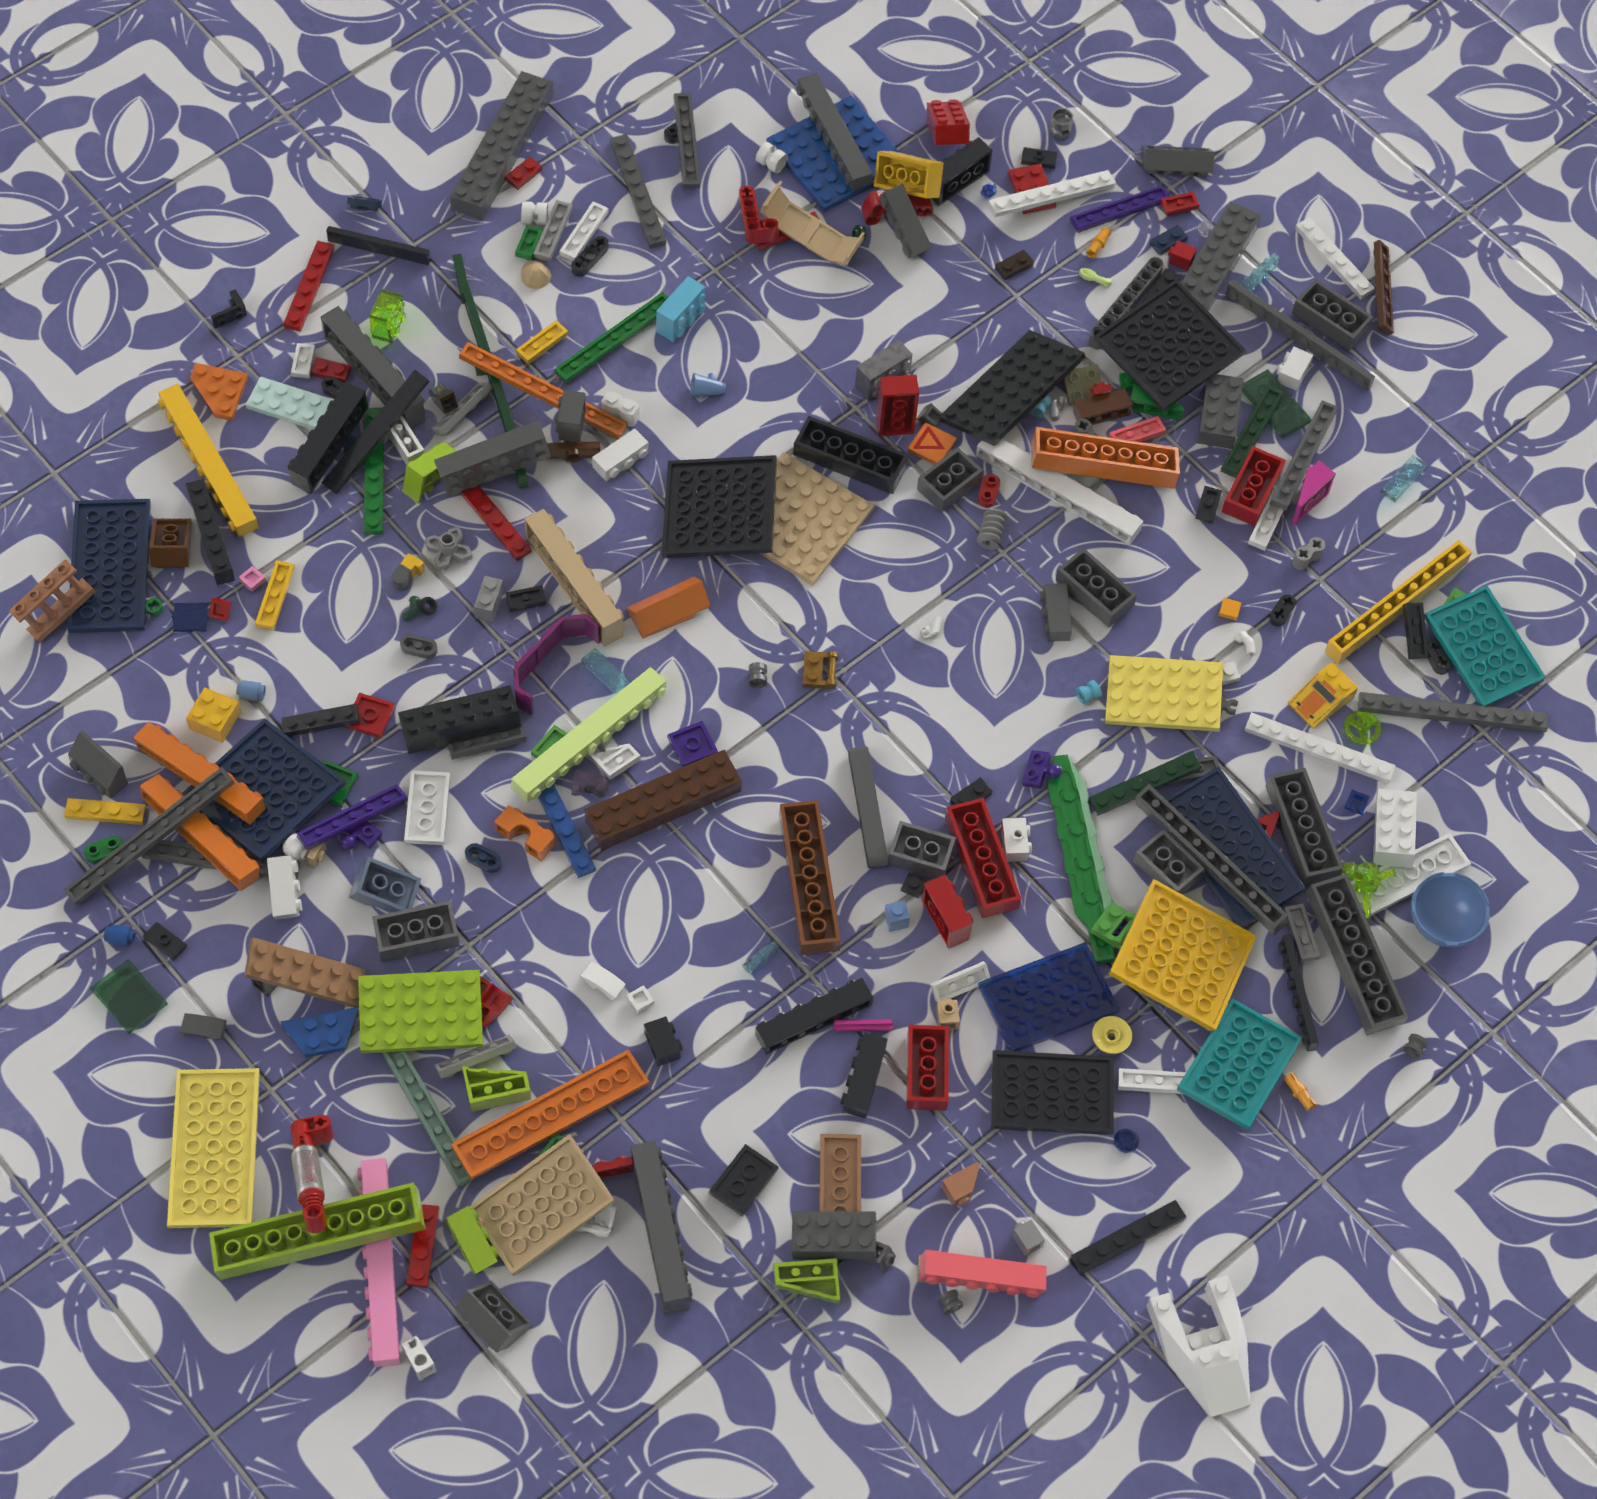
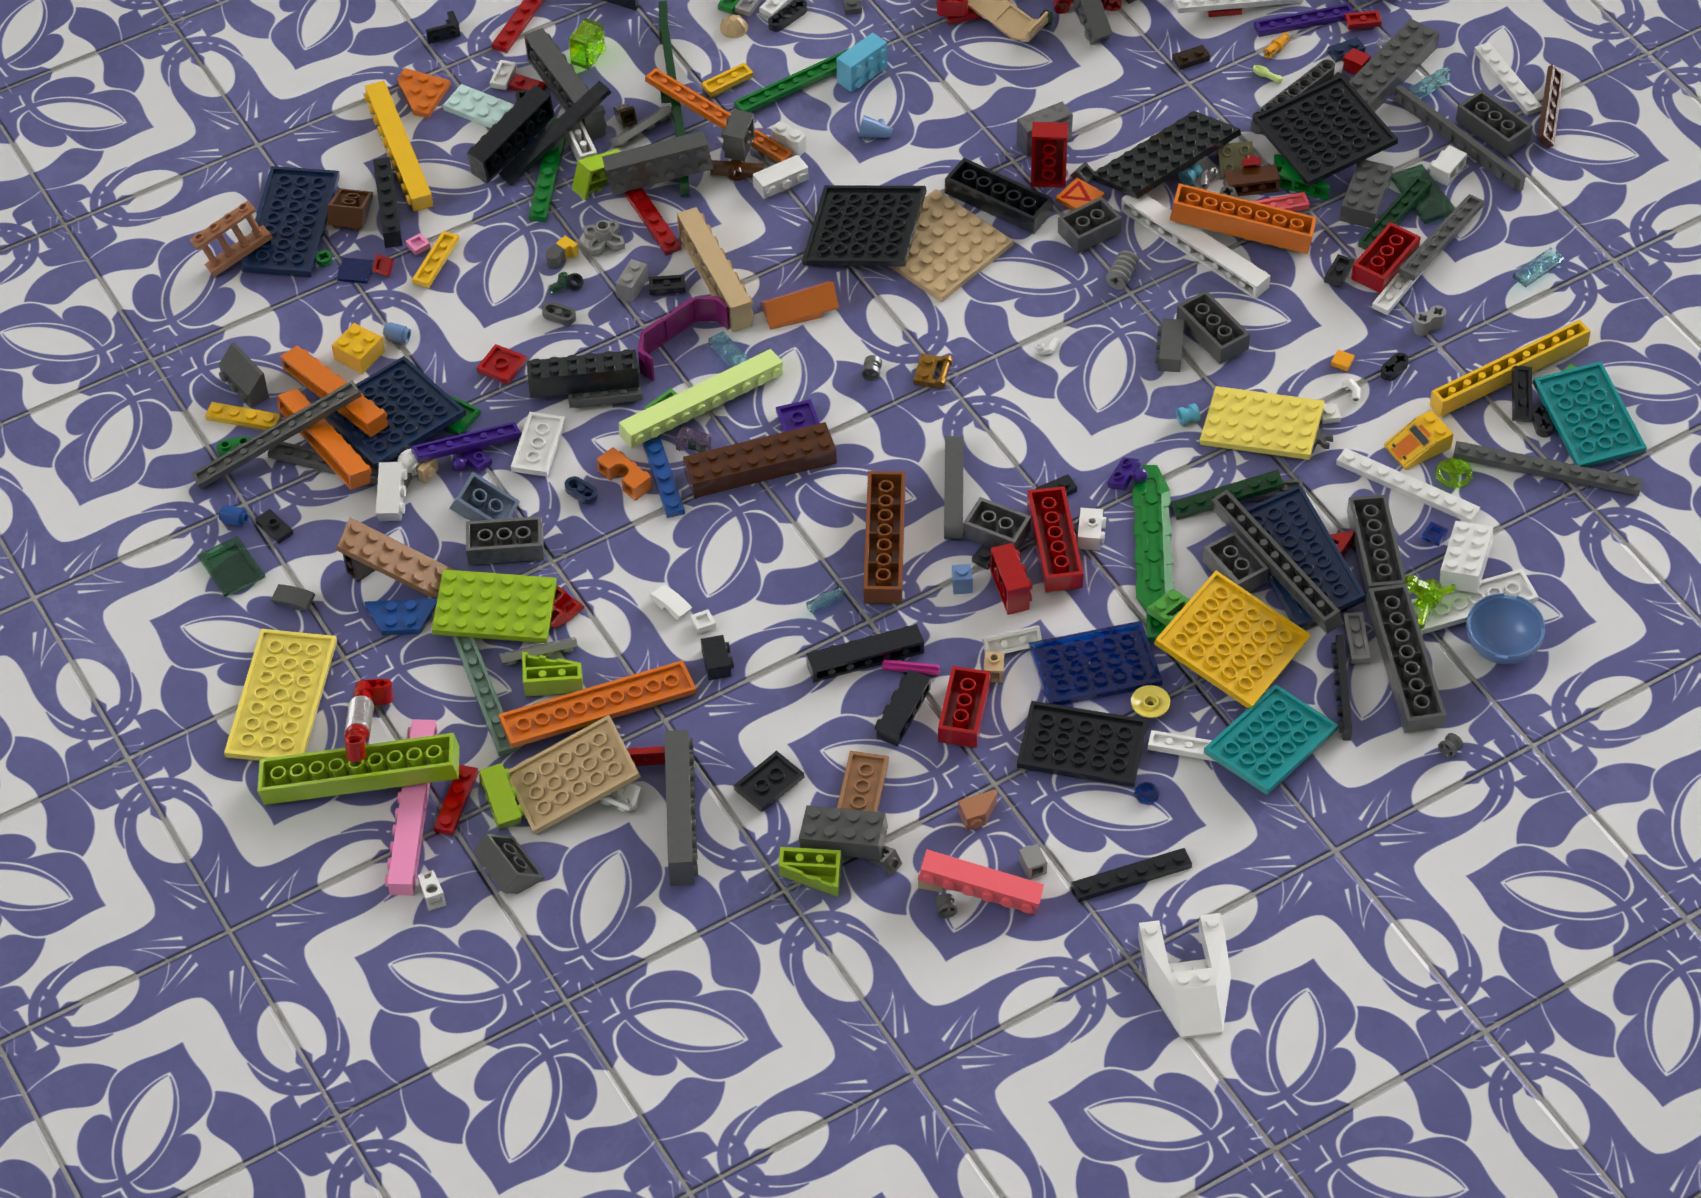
camera: 15 degrees right, 10 degrees down
(320, 720) = (455, 362): black plate -> none
(615, 759) = (722, 423): white wing -> none
(989, 489) = (1127, 239): red plate -> none
(1300, 1091) = (1327, 771): light orange pin -> none
(1314, 489) = (1443, 266): dark pink slope -> none

